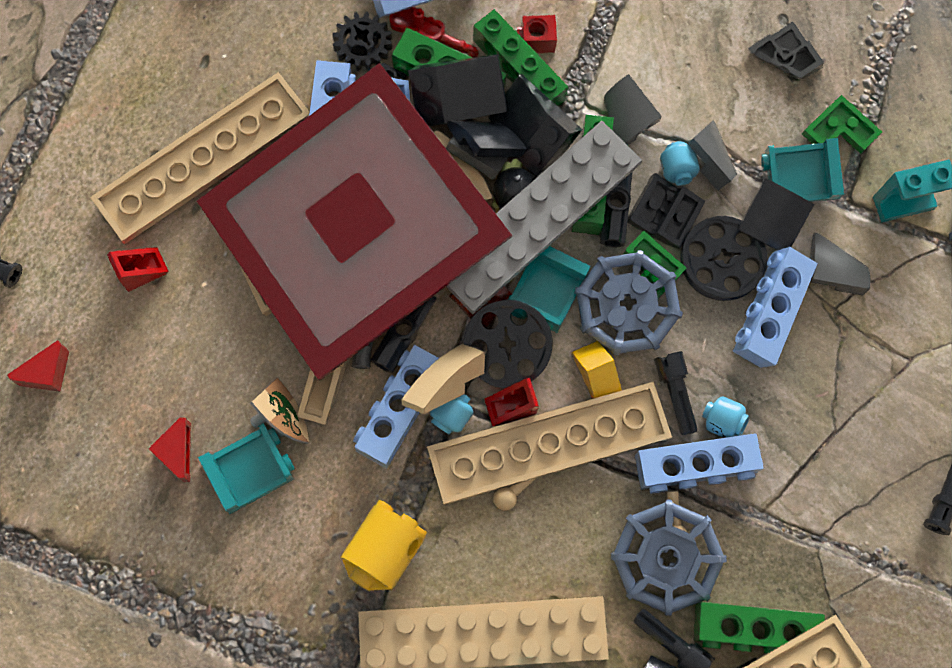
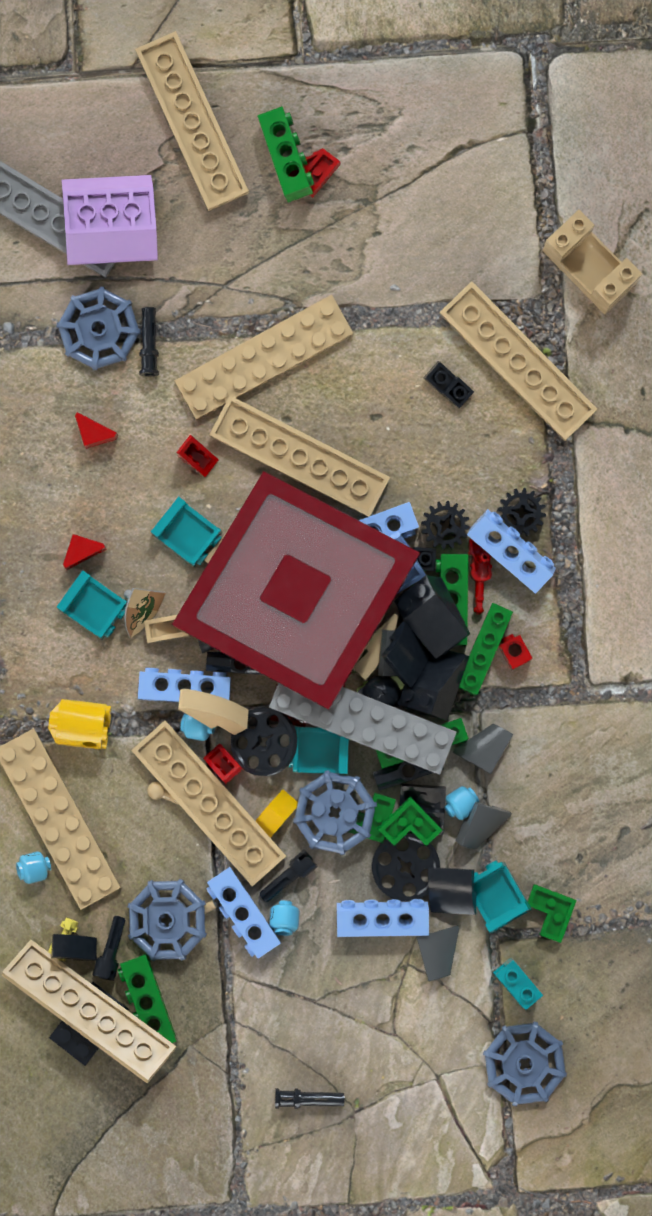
camera: 70 degrees right, 10 degrees up
(70, 147) = (264, 357): none -> tan plate
(220, 320) = (187, 532): none -> teal panel
(673, 225) = (406, 818): none -> green plate
(789, 52) = (596, 846): dark grey slope -> none

